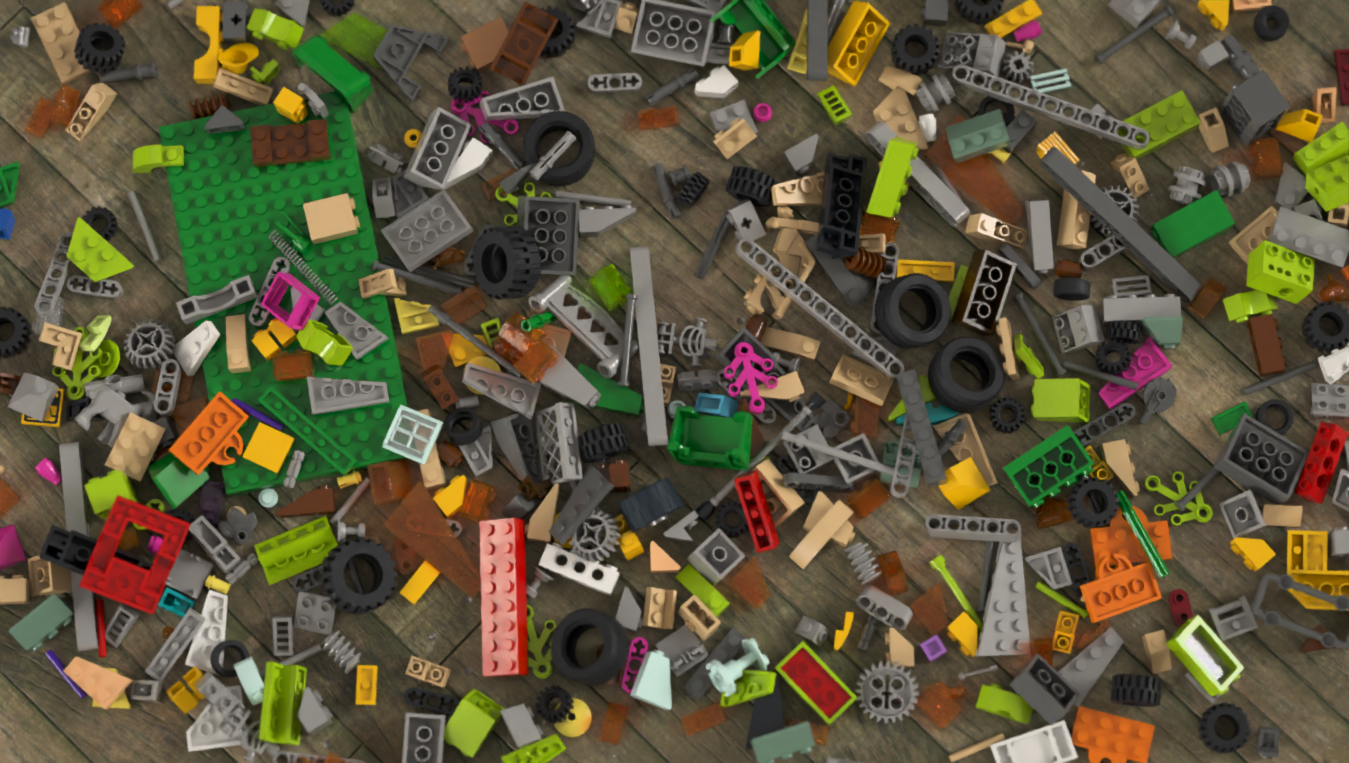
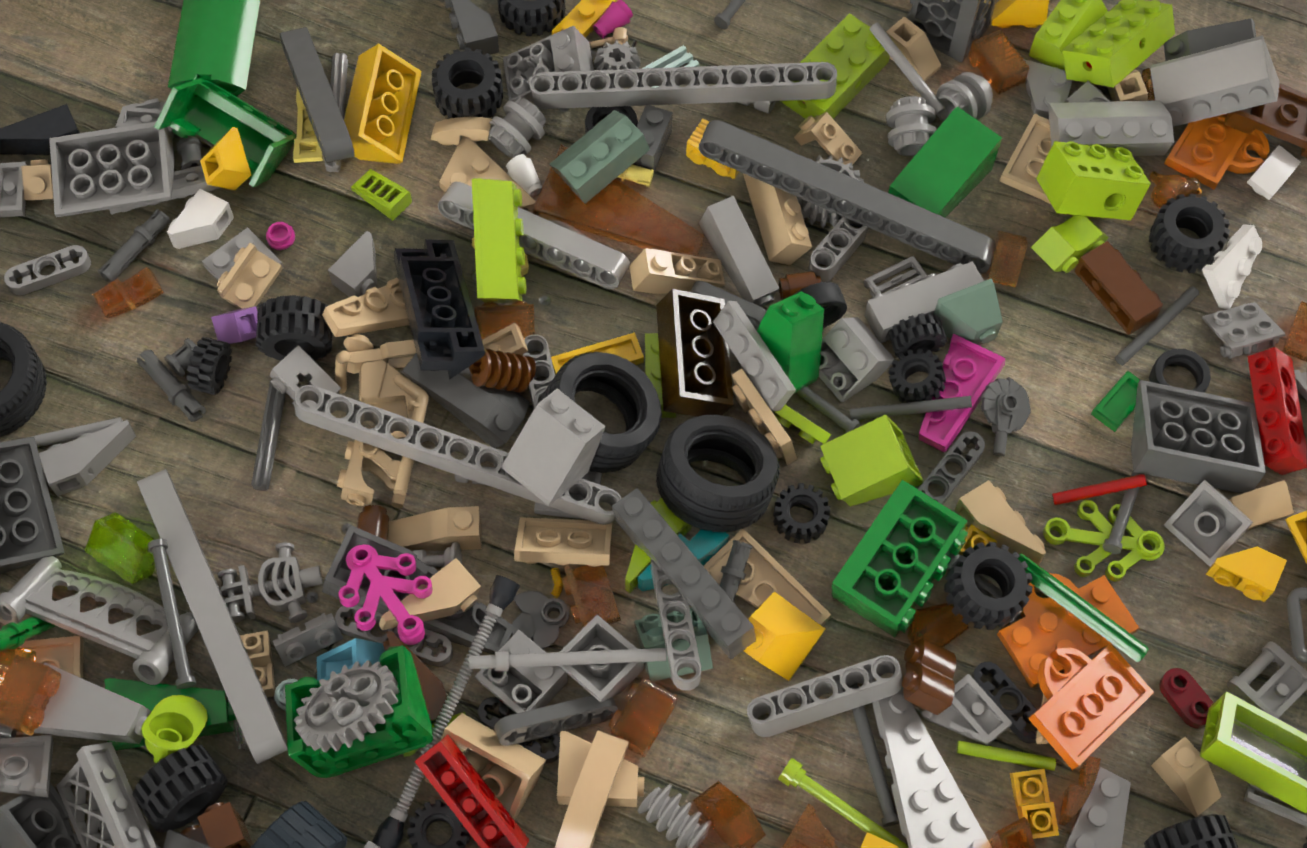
camera: 25 degrees left, 15 degrees down
(610, 407) = (173, 725): none -> lime piece
(708, 435) = (347, 706): none -> light grey gear
(717, 166) = (236, 325): none -> medium lavender panel
(875, 330) = (554, 447): none -> light grey slope
(1016, 311) = (754, 356): none -> light grey plate
(1036, 540) = (929, 676): none -> reddish brown brick
(1041, 310) = (794, 337): none -> green slope
(1189, 468) = (1099, 489): none -> red bar
(1200, 146) = (906, 67): none -> light grey bar

